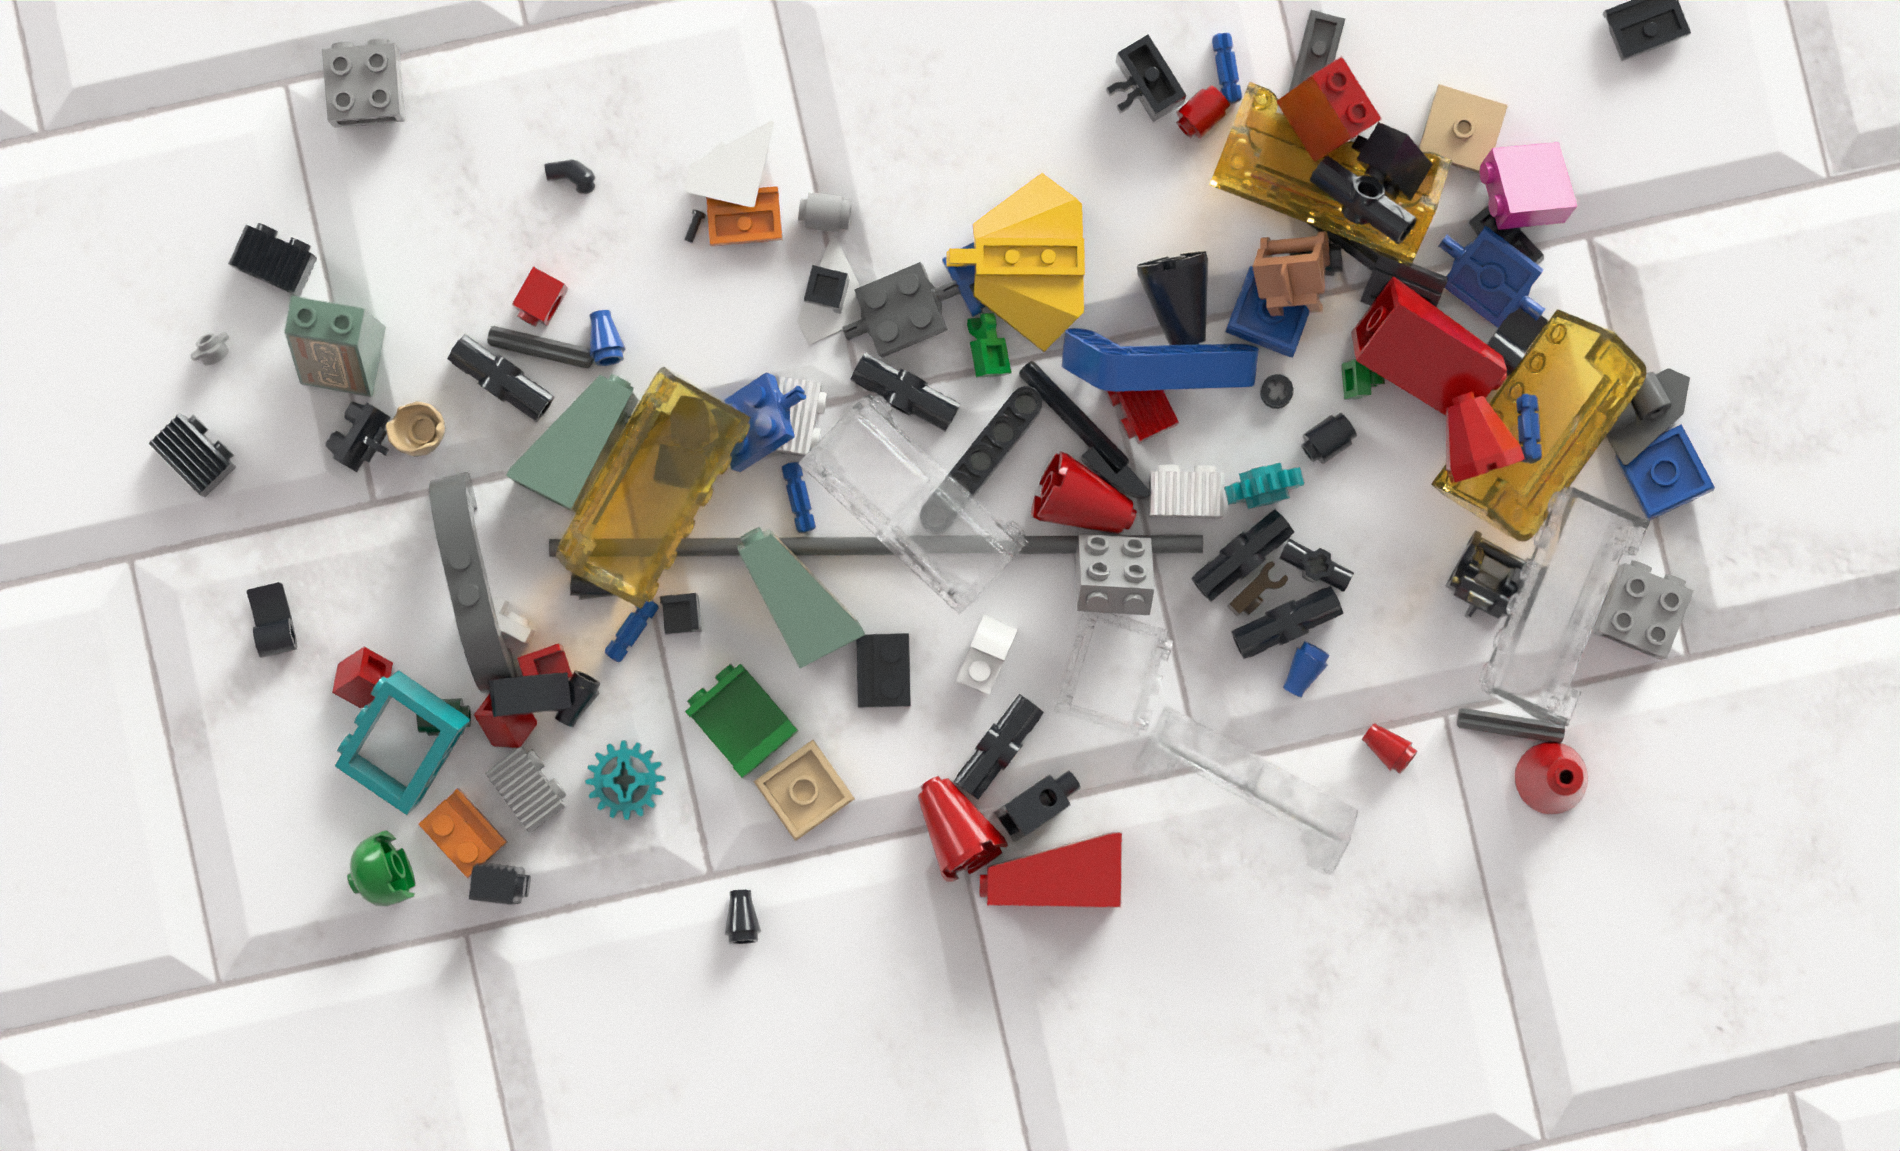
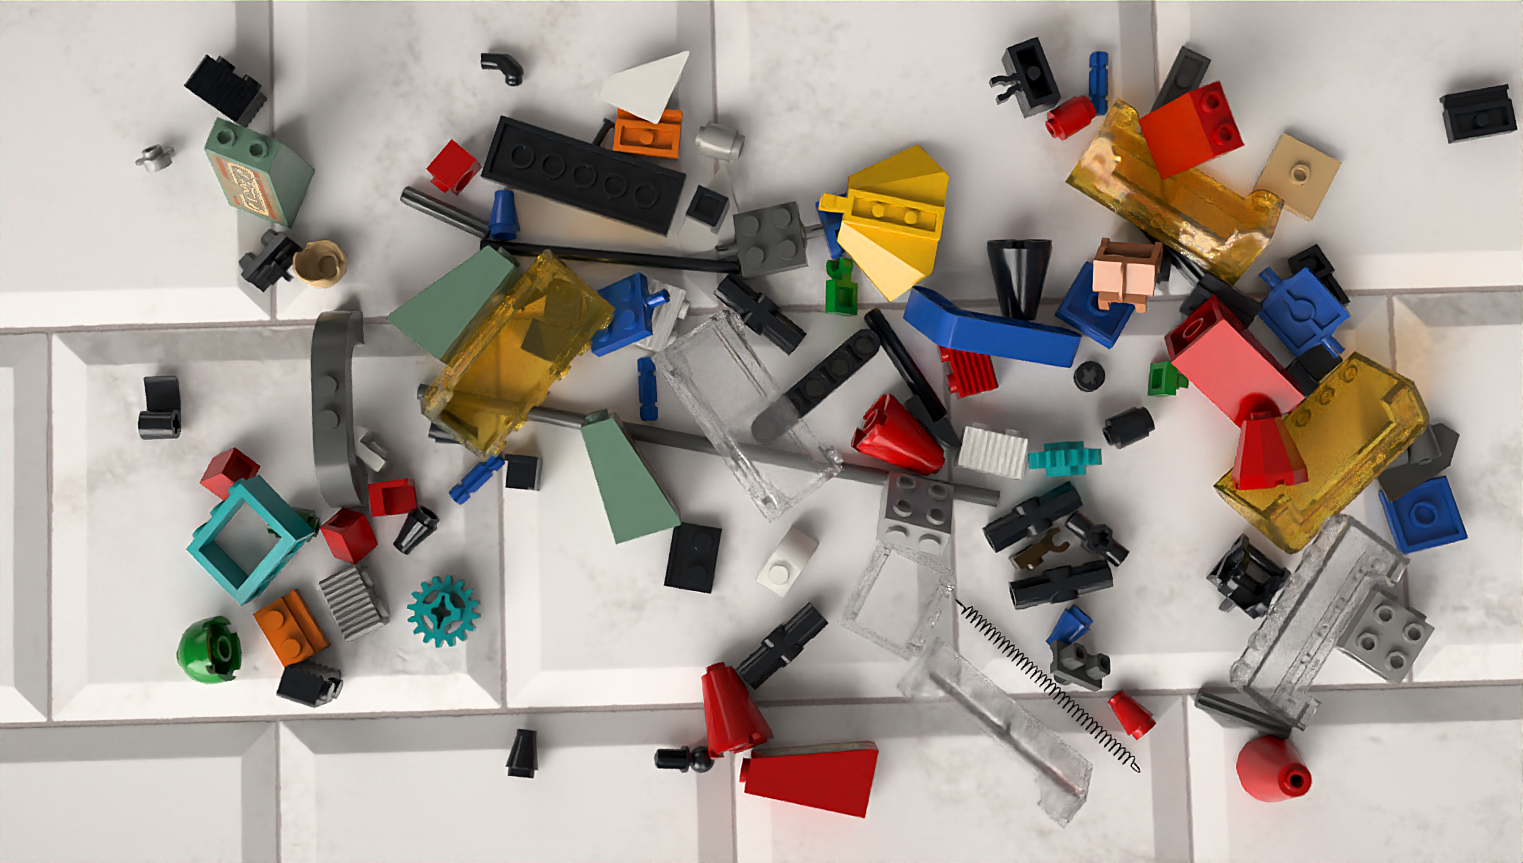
camera: 10 degrees right, 0 degrees up
(193, 454) = (120, 247): black brick -> none
(500, 377) = (405, 232): black piece -> none
(530, 694) = (371, 519): black slope -> none
(683, 278) = (583, 176): none -> black plate
(734, 360) = (617, 257): none -> black piece
(740, 719) = (558, 576): green panel -> none
(804, 790) = (601, 651): tan plate -> none
(914, 889) = (682, 759): none -> black axle
(1027, 812) = (793, 710): black torso -> none
(1294, 737) = (974, 618): none -> black piece
(1317, 706) = (1075, 665): none -> dark grey hips
(1363, 199) = (1205, 219): black piece -> none
(1393, 161) = (1235, 190): black brick -> none
(1527, 185) = (1350, 236): brick -> none
(1529, 428) = (1312, 450): blue axle -> none

